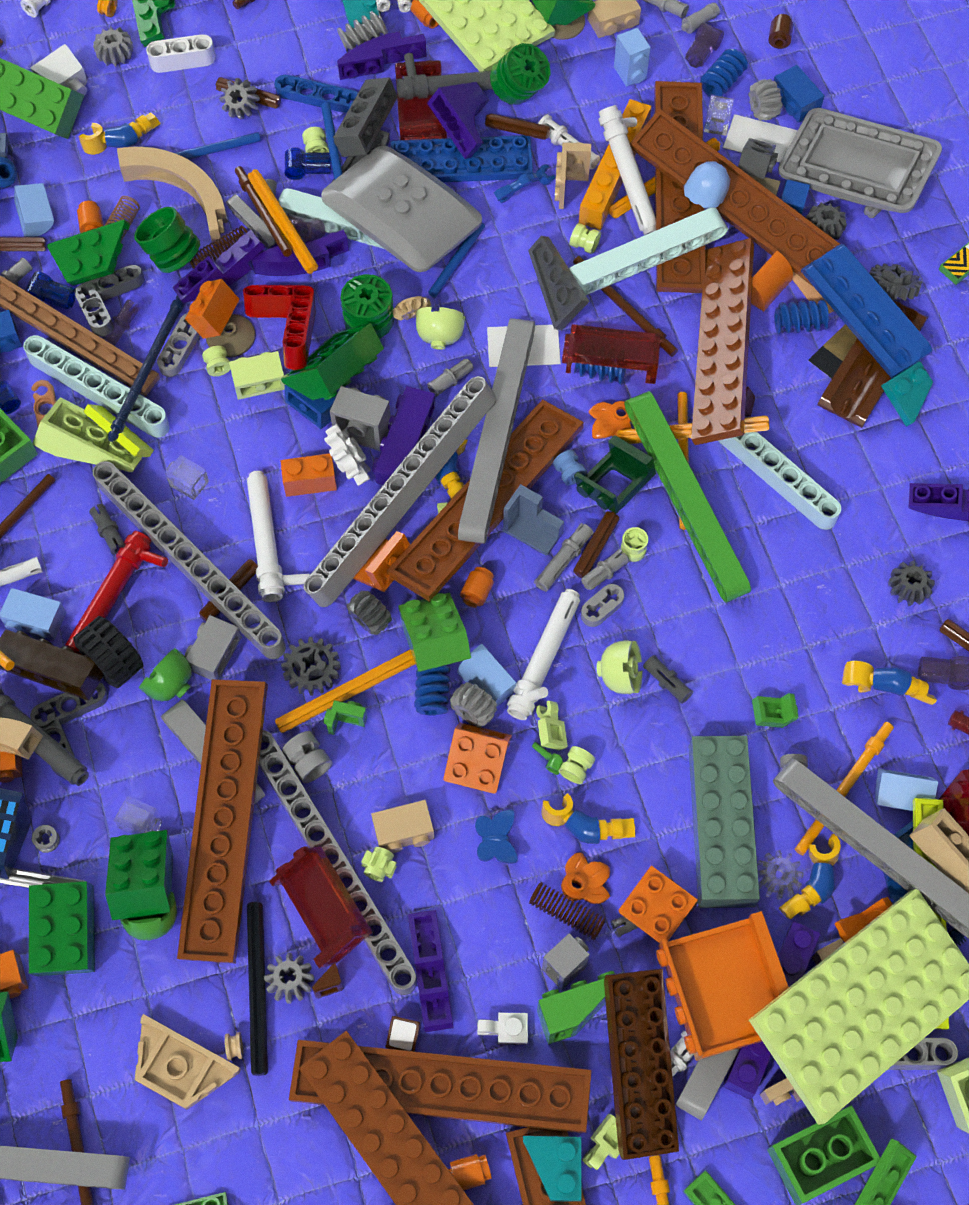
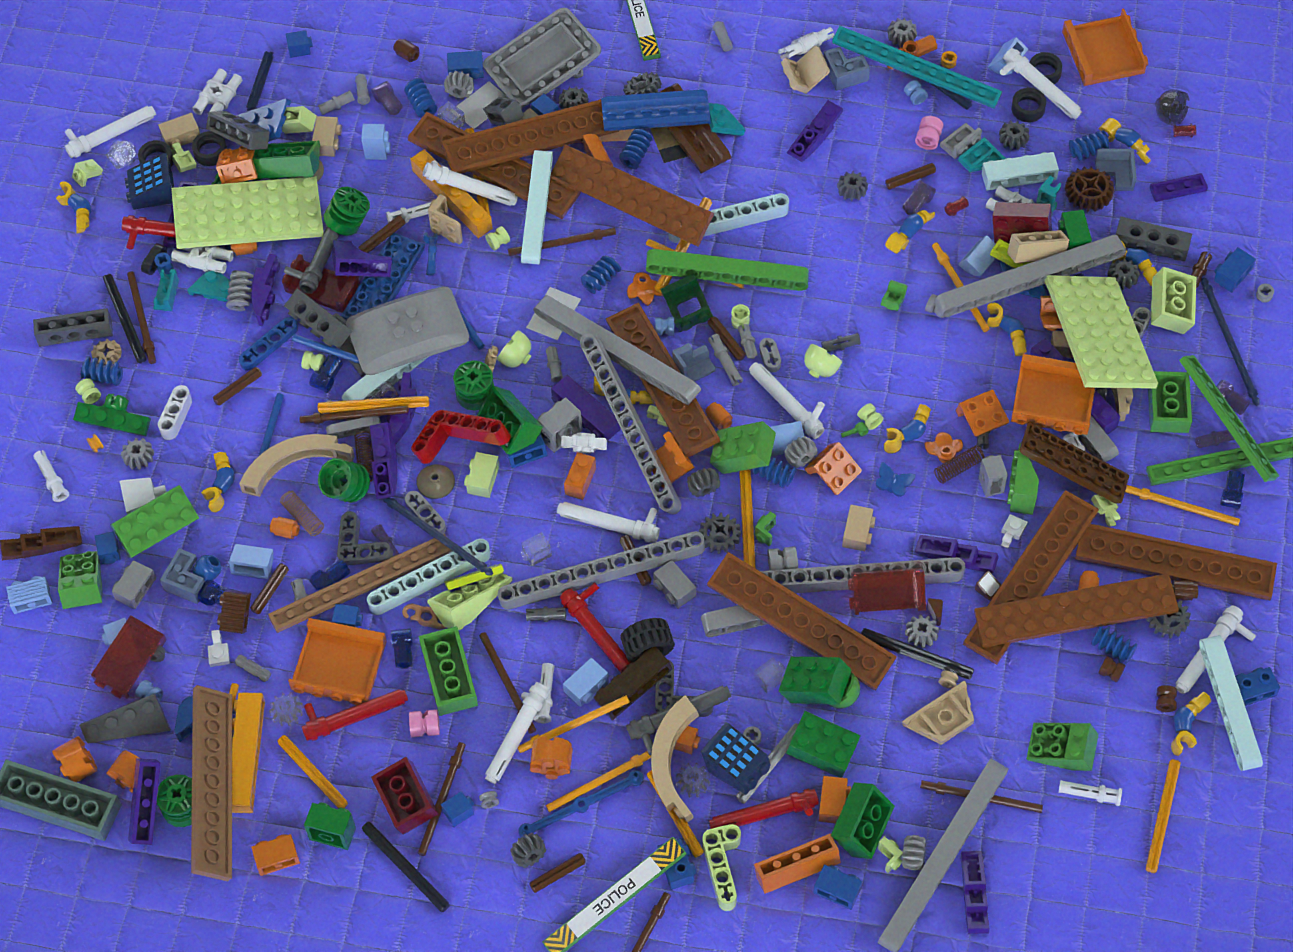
camera: 60 degrees left, 5 degrees down
(89, 253) = (318, 536): green wing -> none
(168, 677) = (681, 616): bright green cylinder -> none
(212, 308) = (415, 478): orange brick -> none
(216, 360) = (455, 495): yellowish green wheel -> none
(241, 89) = (243, 397): light grey gear -> none
(378, 864) = (875, 551): yellowish green gear -> none
(551, 730) = (840, 420): yellowish green plate -> none
(557, 1165) = (1109, 535): teal wing -> none
(559, 287) = (526, 269): dark grey wing -> none
(612, 349) = (597, 260): clear red panel -> none
(707, 185) = (515, 145): light blue hair -> none
(723, 822) = (948, 356): sand green brick -> none
(789, 879) = (996, 345): clear gear -> none

